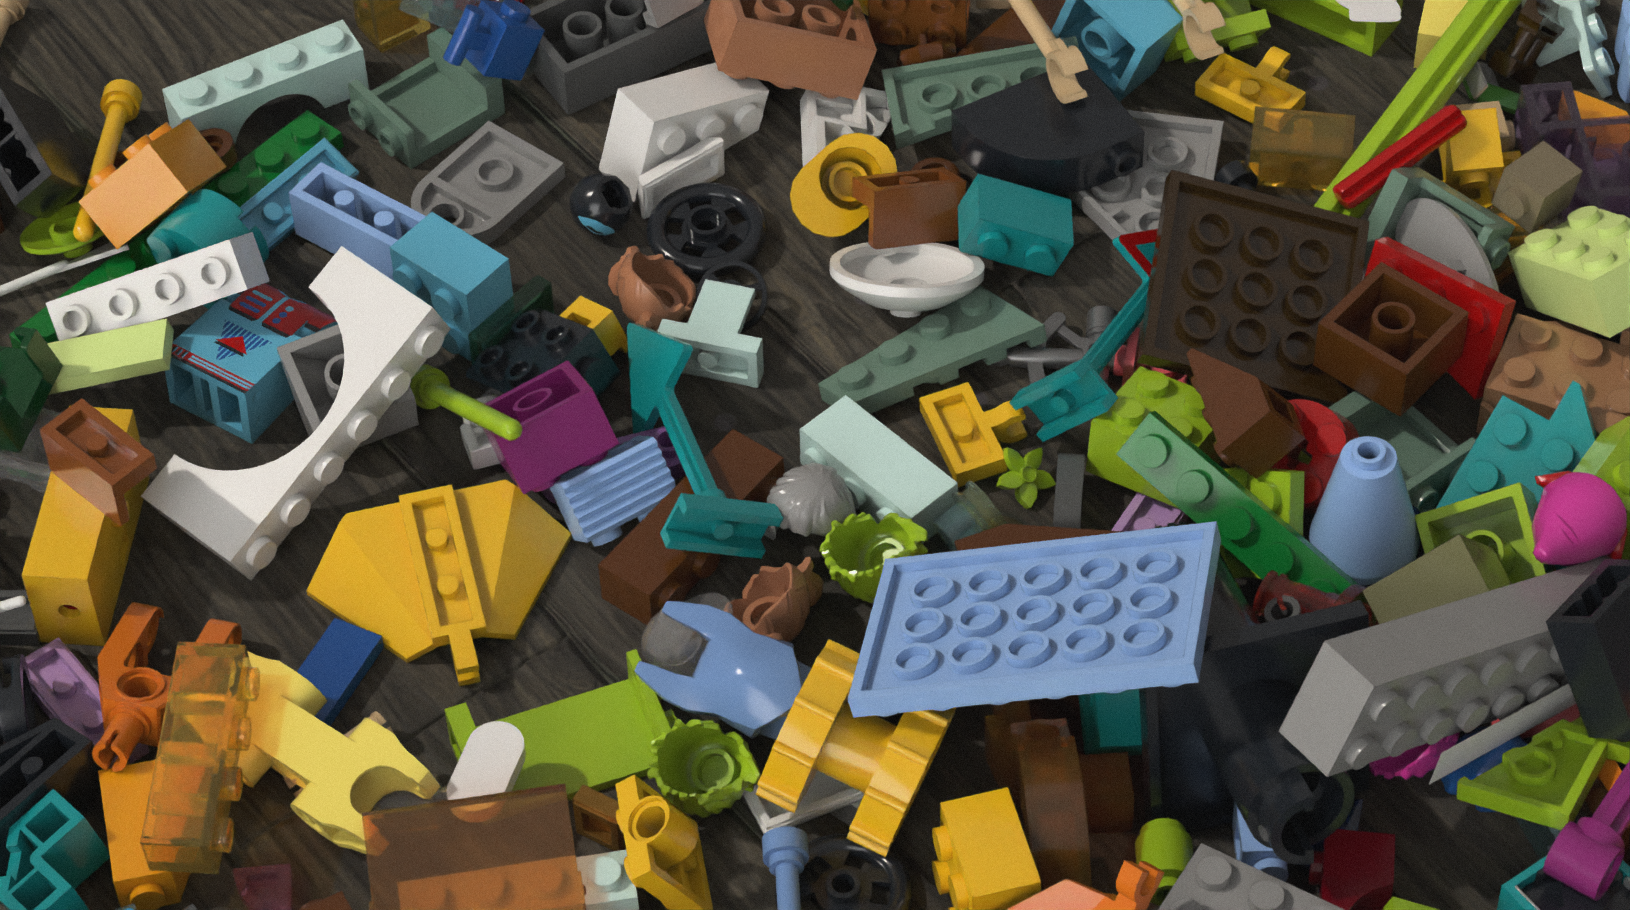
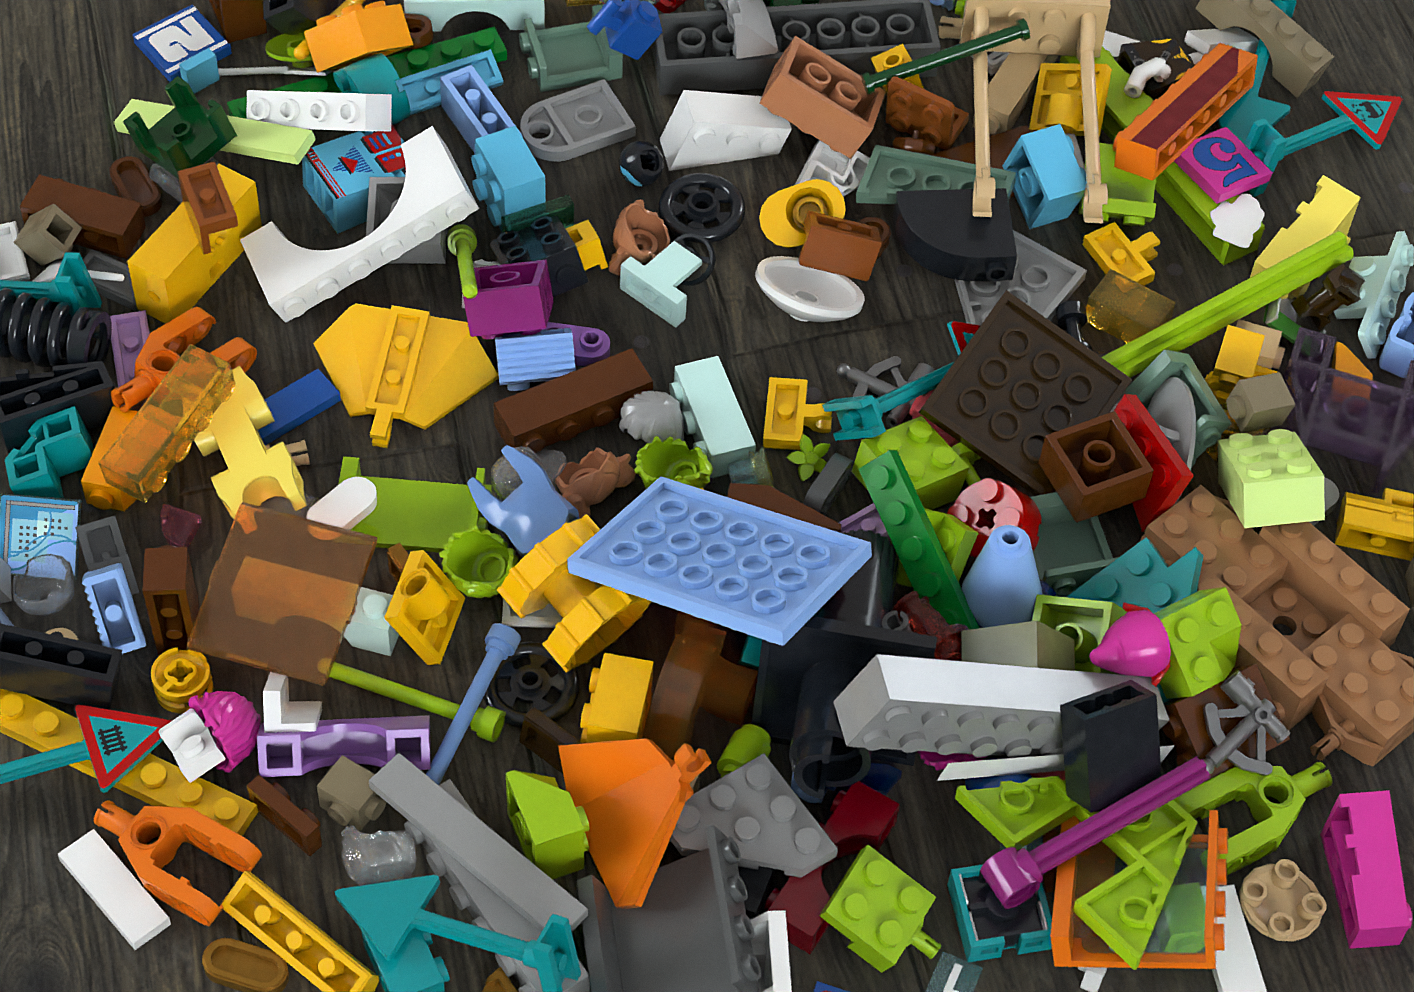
camera: 20 degrees right, 5 degrees up
(695, 165) = (717, 161): white tile -> none
(706, 518) = (578, 403): teal piece -> none
(934, 350) = (795, 349): sand green wing -> none
(1015, 225) = (900, 286): teal brick -> none
(1247, 416) = (958, 478): reddish brown slope -> none
(1401, 154) = (1180, 342): red axle -> none

